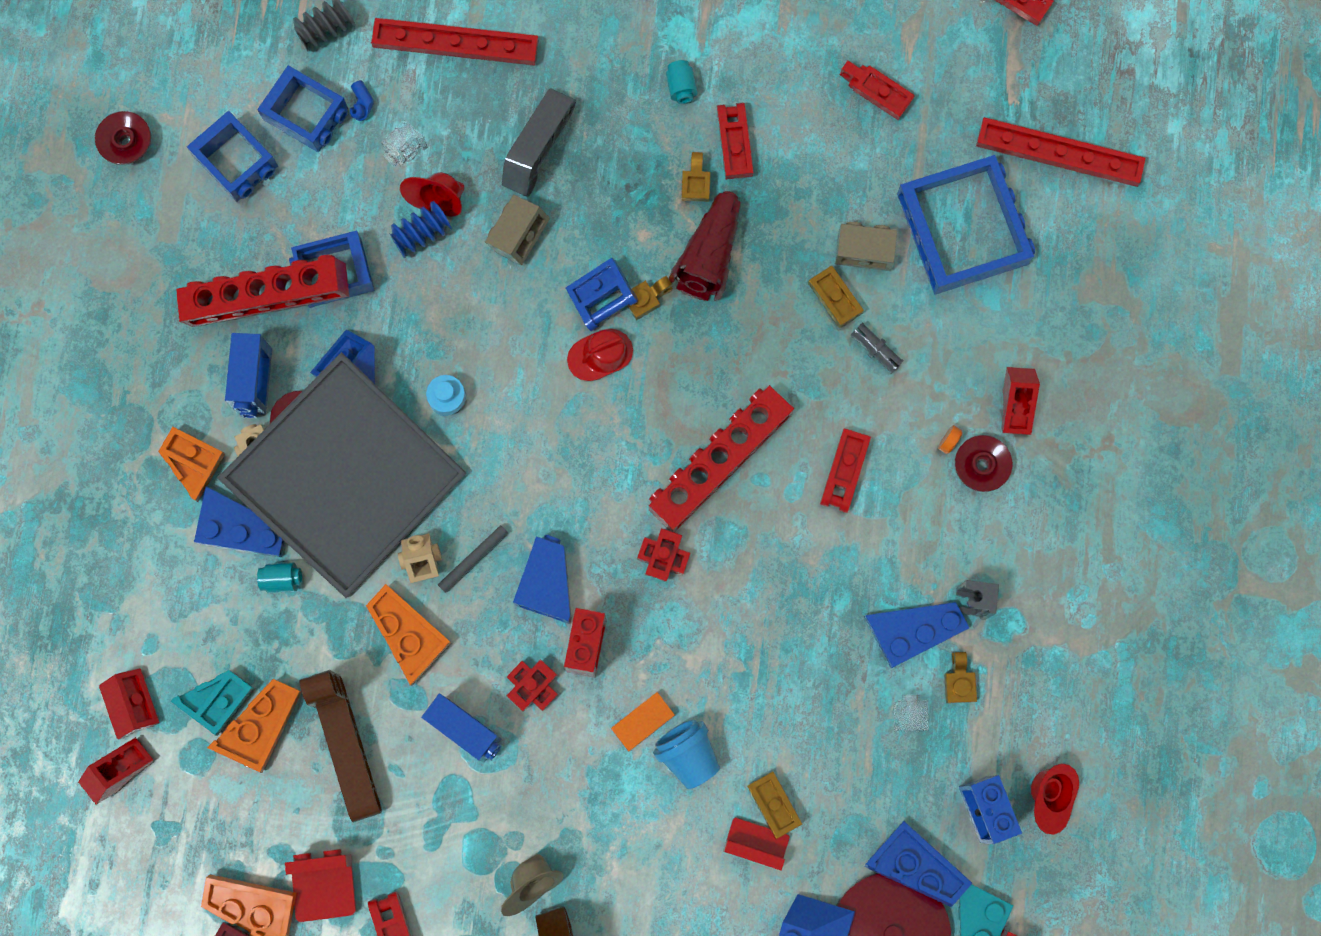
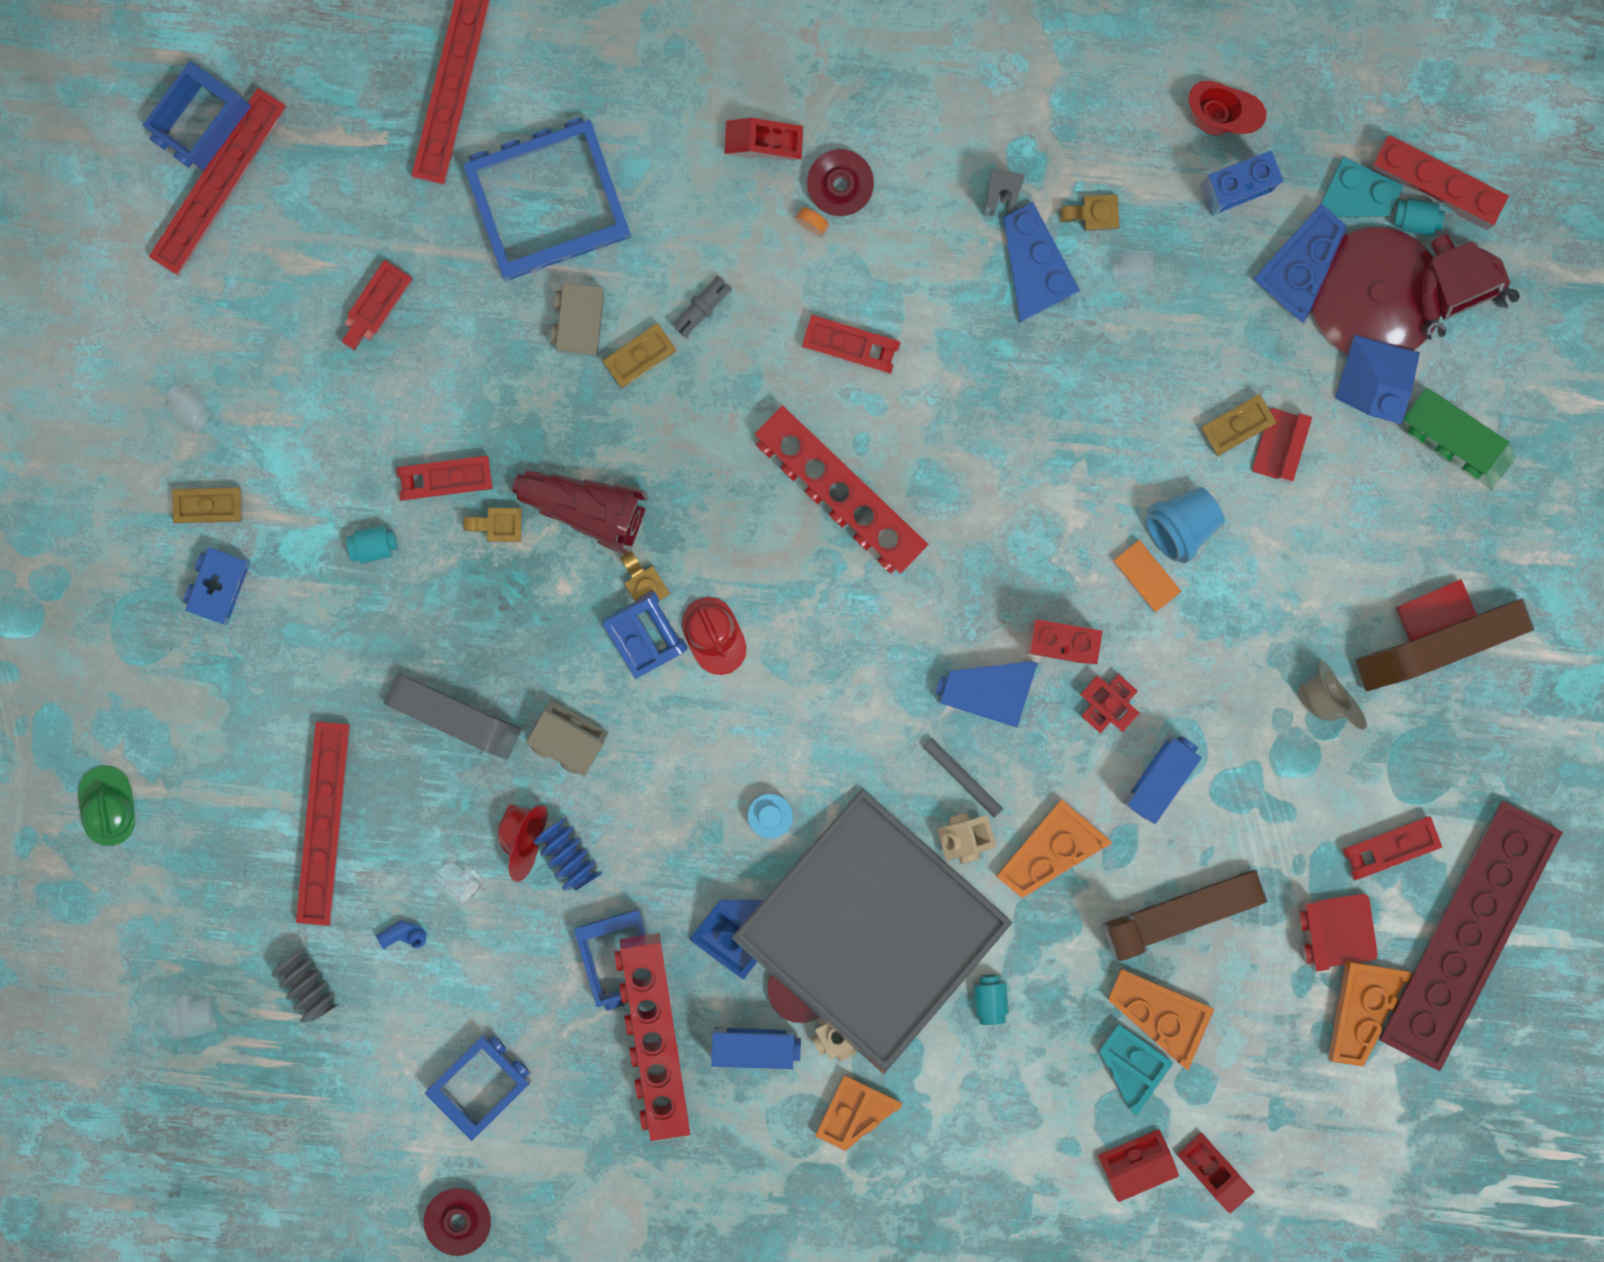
camera: 90 degrees left, 10 degrees up
(234, 527) = (931, 1058): blue wing -> none
(282, 93) = (400, 1034): blue window -> none
(665, 553) = (956, 555): red piece -> none

